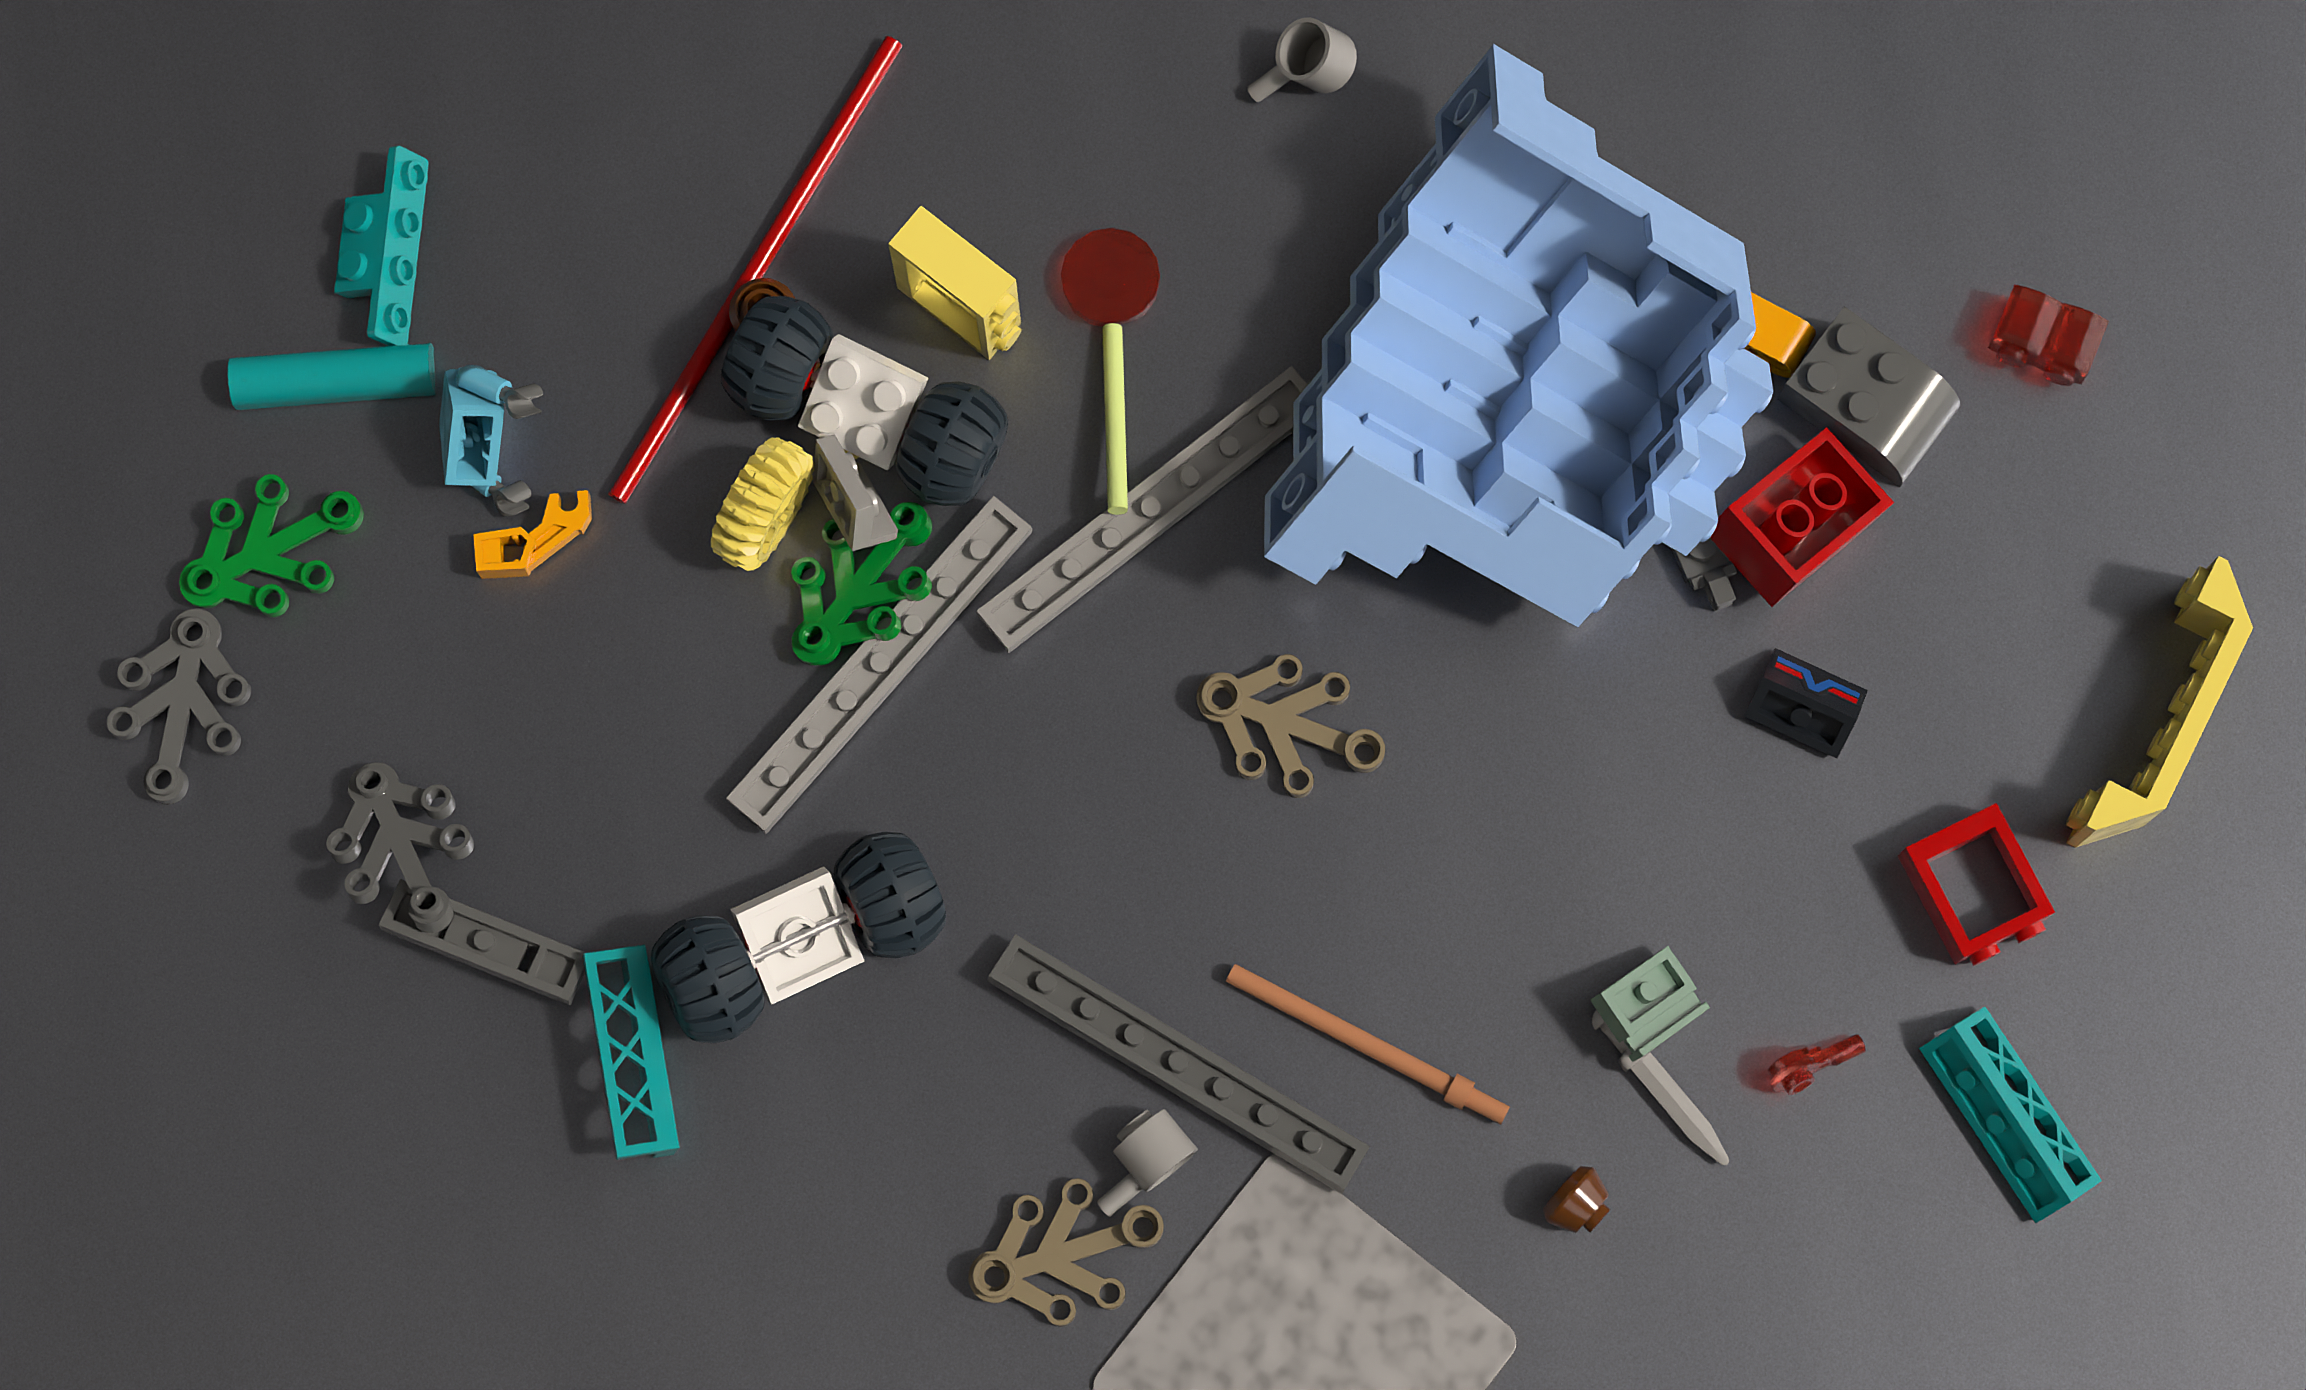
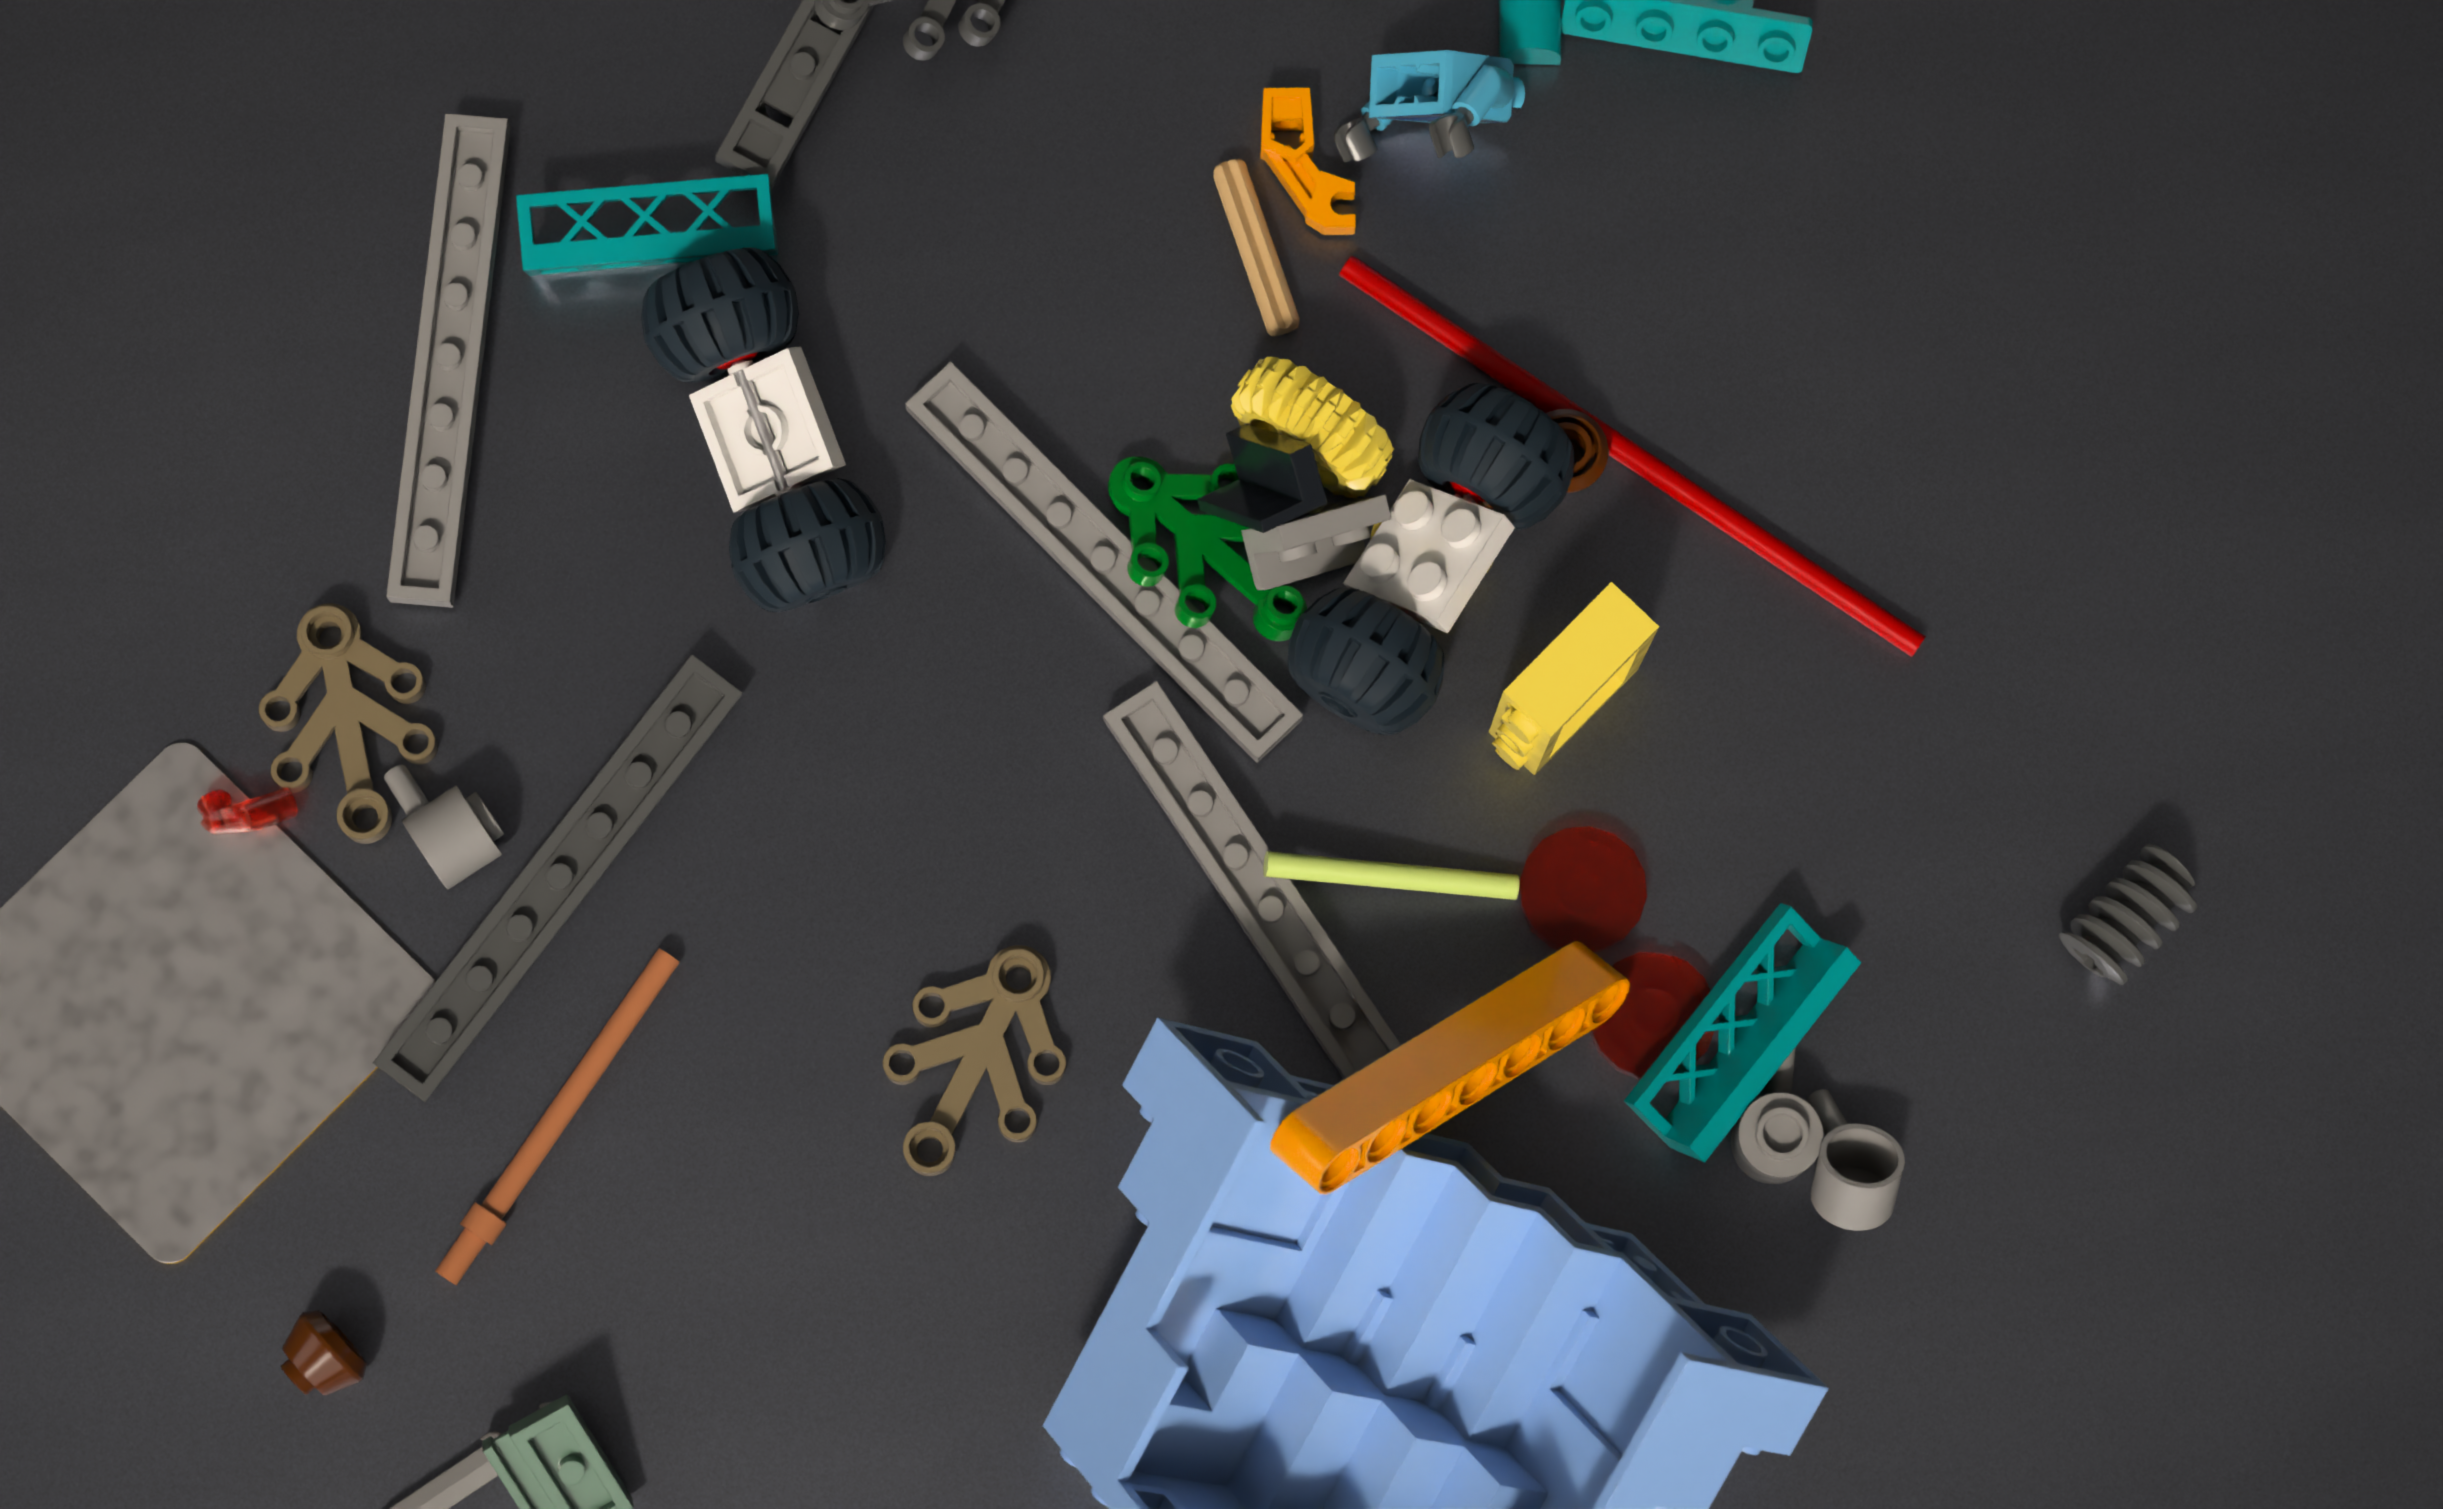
camera: 90 degrees right, 0 degrees up
(607, 569) = (1256, 247): none -> tan axle
(753, 1206) = (448, 361): none -> light grey plate
(815, 529) = (1274, 482): none -> black panel
(1153, 1320) = (252, 815): none -> clear red arm
(1203, 219) = (1658, 1004): none -> clear red tile
(1220, 142) = (1756, 1048): none -> teal fence
(1275, 342) = (1448, 1067): none -> light orange beam
(1286, 120) = (1777, 1132): none -> light grey piece

